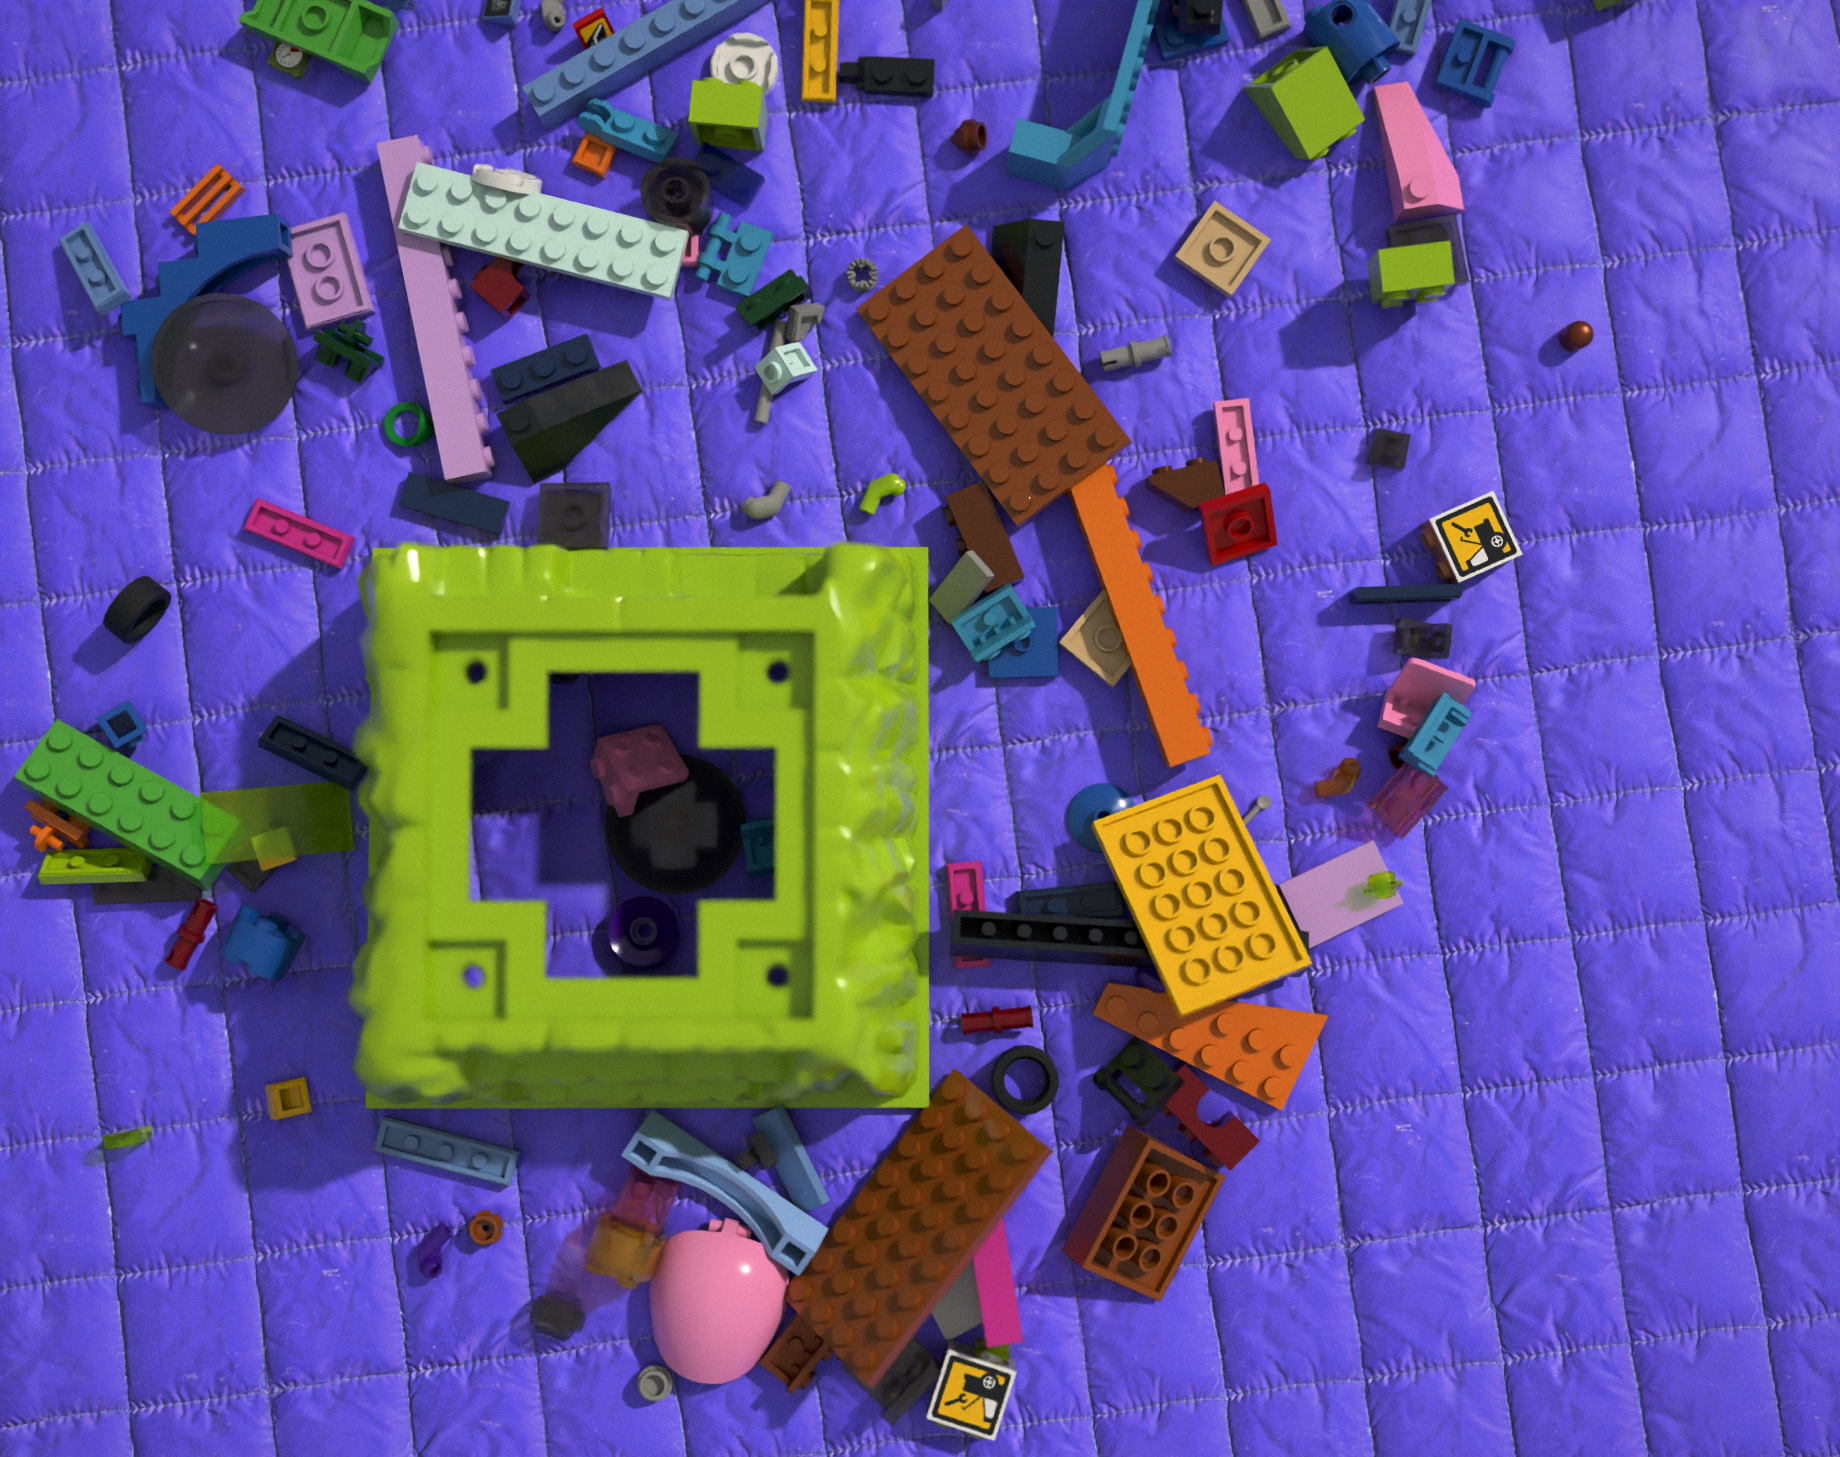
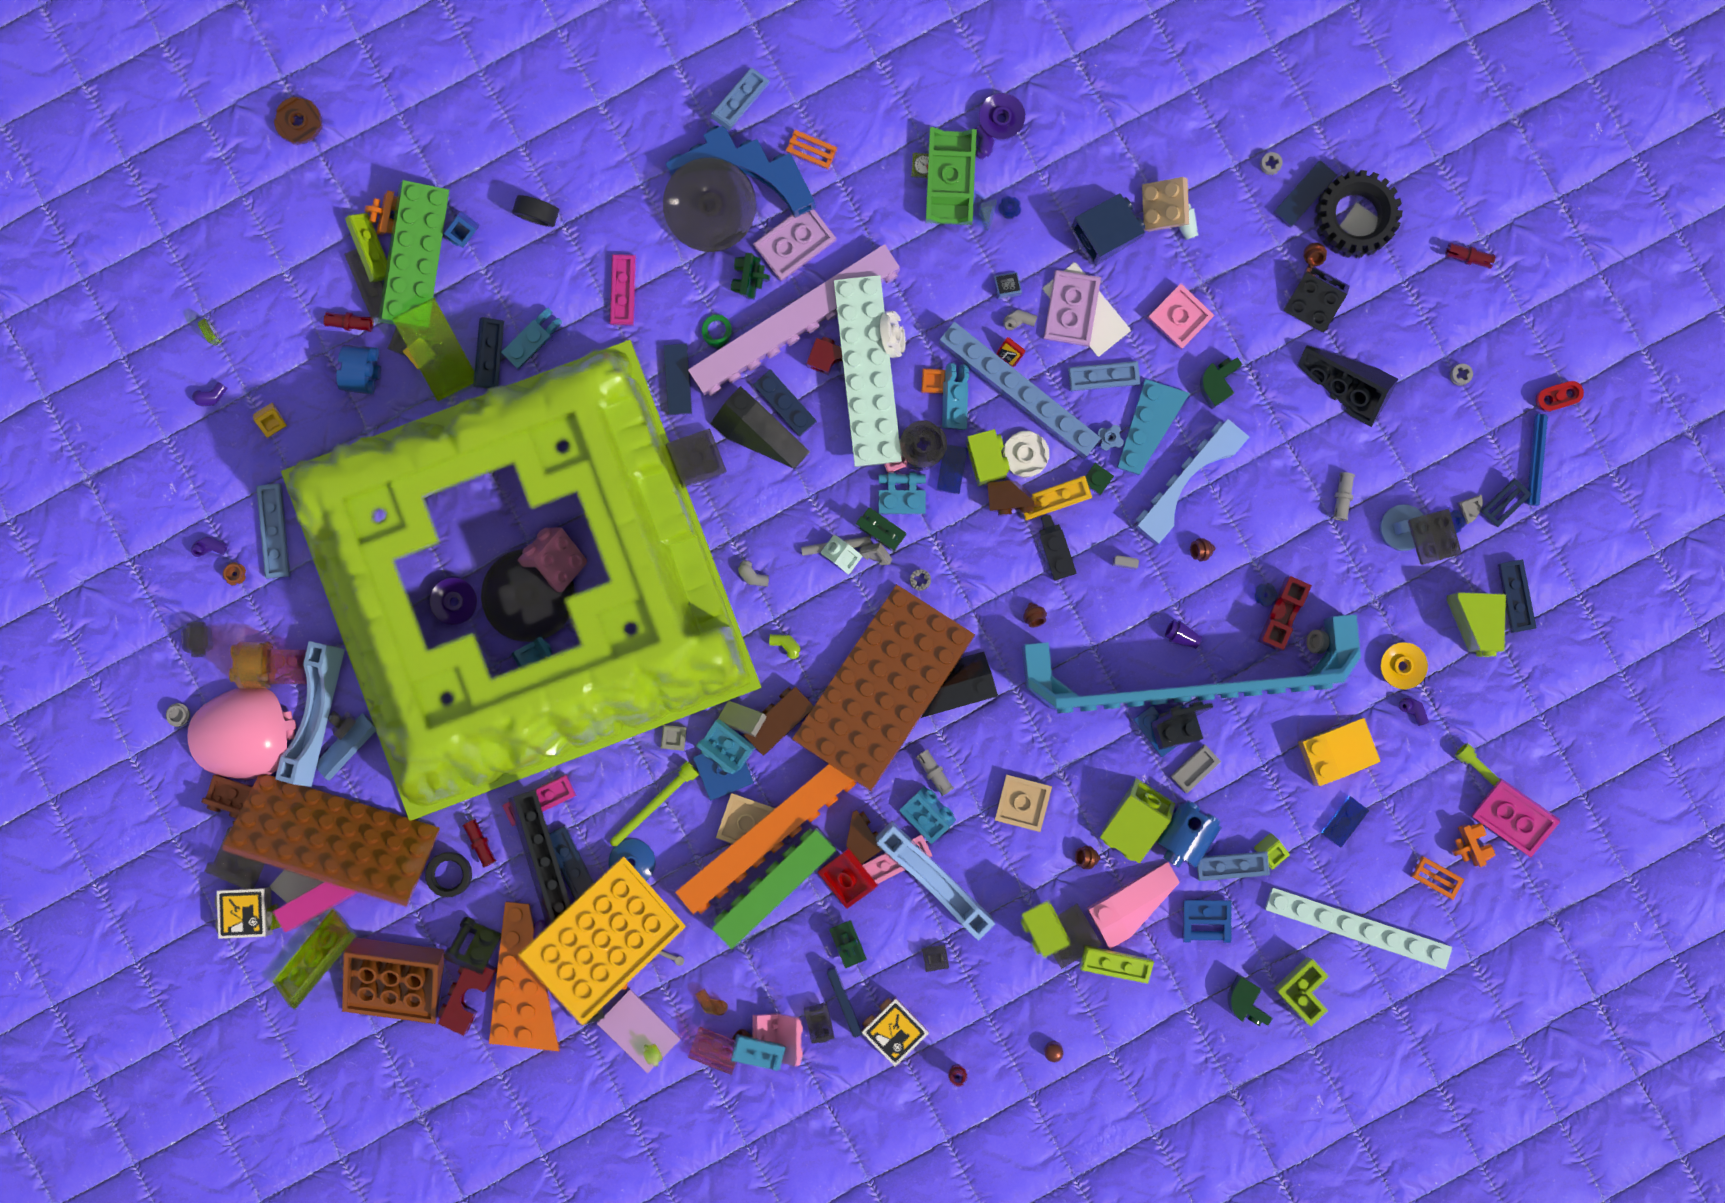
camera: 70 degrees right, 0 degrees up
(221, 1173) = (211, 397): none -> dark purple arm
(318, 687) = (530, 340): none -> dark azure hinge
(794, 105) = (1010, 496): none -> reddish brown slope
(951, 695) = (673, 738): none -> light grey tile
(1008, 695) = (686, 774): none -> lime piece
(1073, 1313) = (314, 958): none -> clear neon green tile
(1190, 384) = (928, 814): none -> dark azure bracket
(1213, 628) = (774, 888): none -> bright green brick
(1286, 403) = (935, 879): none -> light blue arch
(1328, 191) = (1087, 857): none -> copper plate
(1328, 558) = (848, 944): none -> dark green hips
(1489, 205) = (1116, 964): none -> lime tile
(1565, 473) = (957, 1069): none -> dark red pin
(1601, 57) = (1241, 1000): none -> dark green brick

